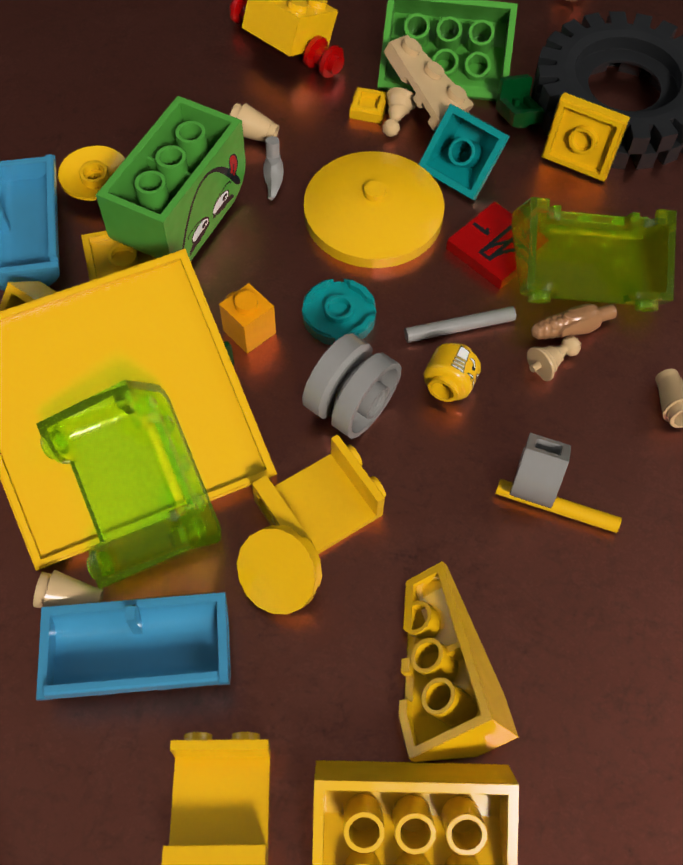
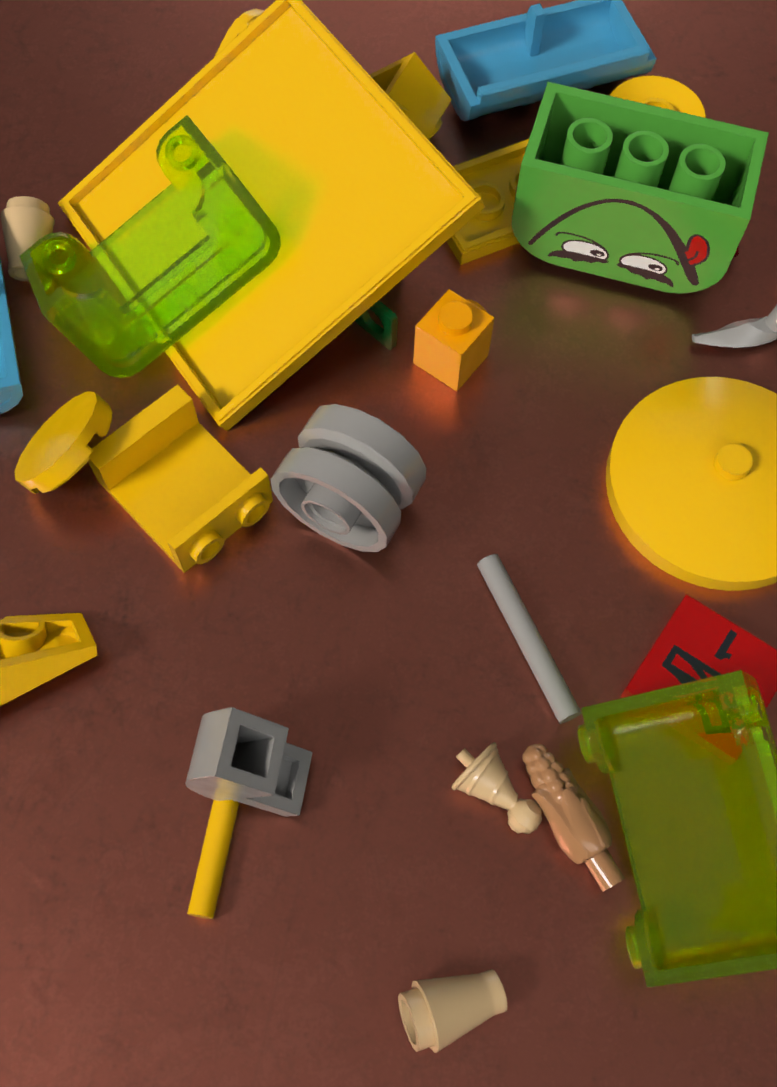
camera: 80 degrees right, 5 degrees up
(338, 309) = (508, 463): teal tile -> none
(452, 372) = (419, 624): yellow head -> none

